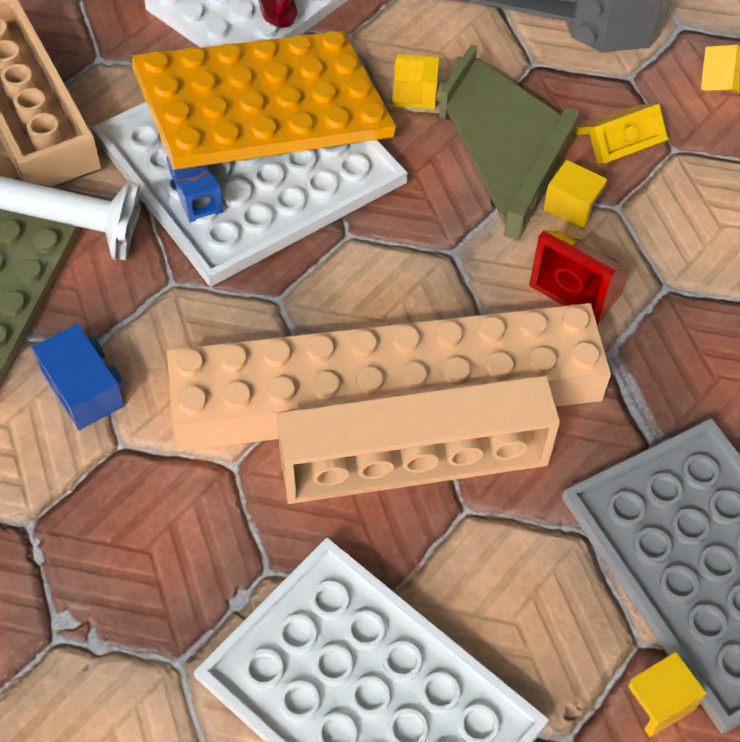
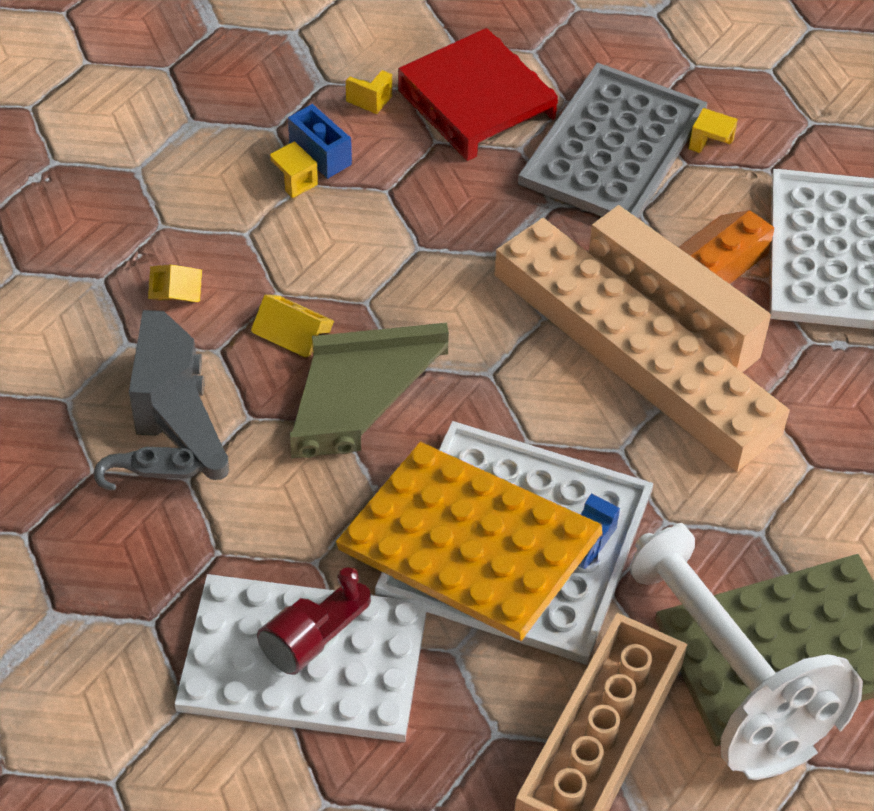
camera: 125 degrees left, 5 degrees down
(80, 376) = (795, 508): blue brick -> none
(415, 81) = (345, 470): yellow panel -> none
(457, 551) = (731, 244): none -> orange slope
(573, 193) = (386, 310): yellow panel -> none
(576, 273) = (462, 277): red slope -> none

